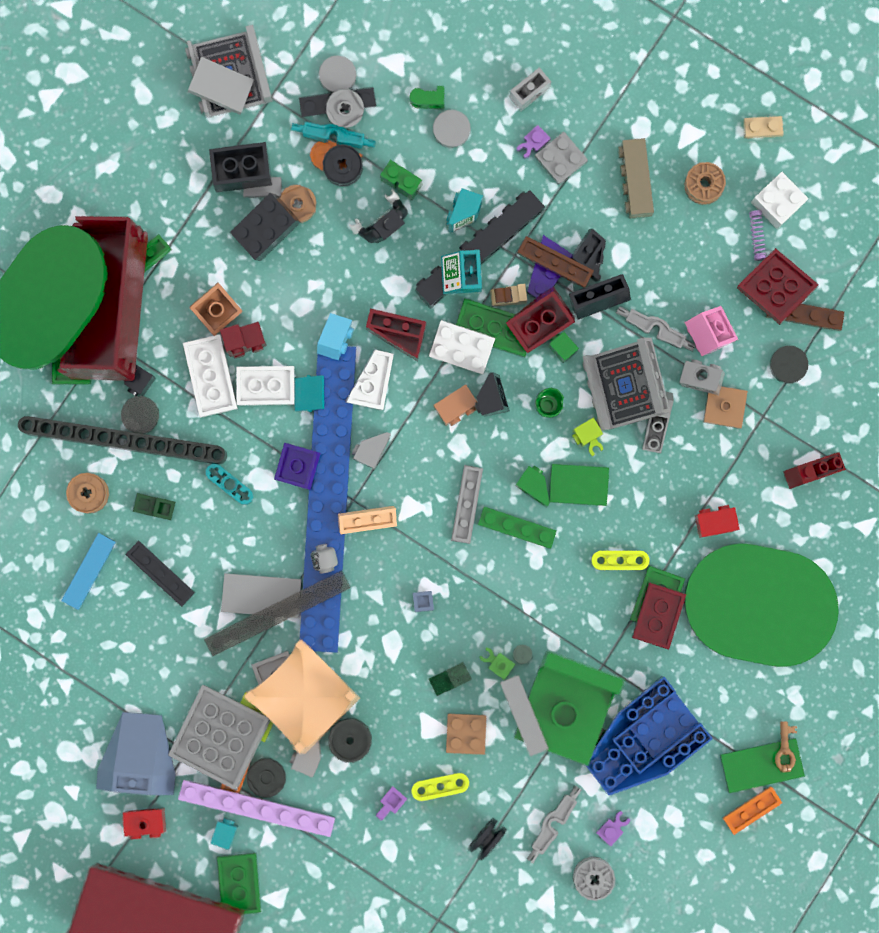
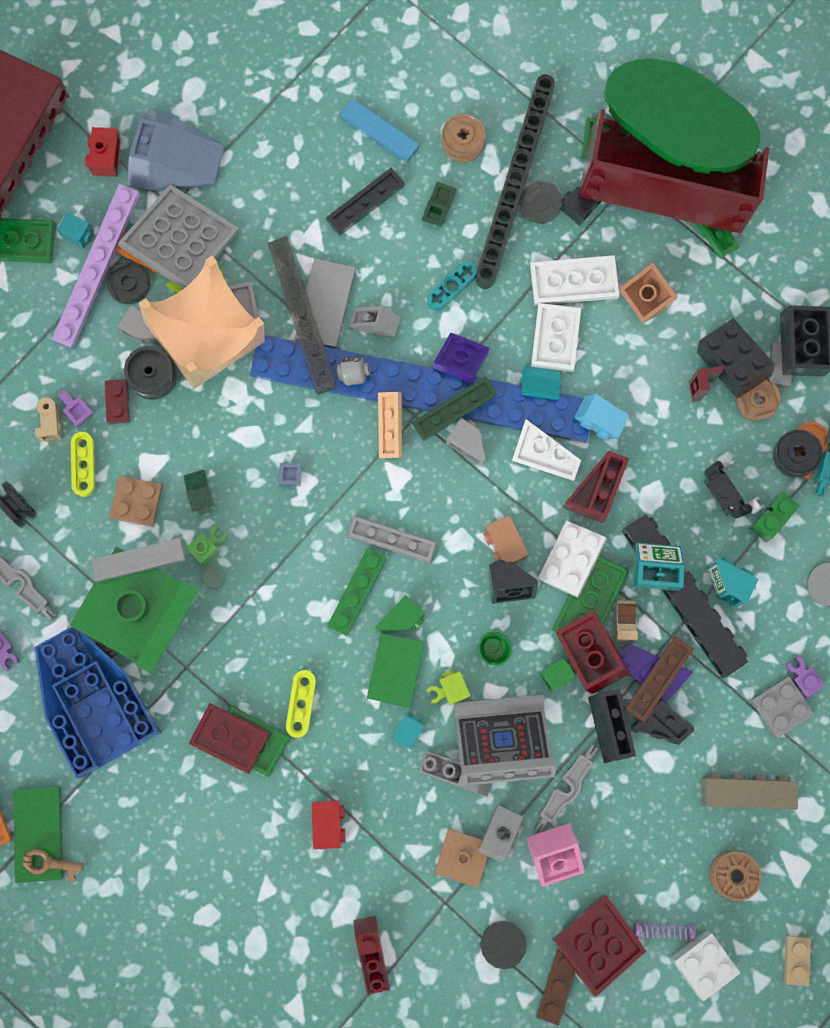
camera: 100 degrees right, 5 degrees down
(243, 339) = (610, 312): dark red brick -> none
(273, 548) = (375, 321): none -> light grey slope
(292, 255) = (700, 382): none -> dark red panel
(346, 464) = (454, 409): none -> dark green plate
(378, 767) = (117, 401): none -> dark red plate
(405, 823) = (50, 420): none -> tan leg
(629, 466) = (408, 730): none -> teal brick
(761, 605) = (222, 864): green tile -> none

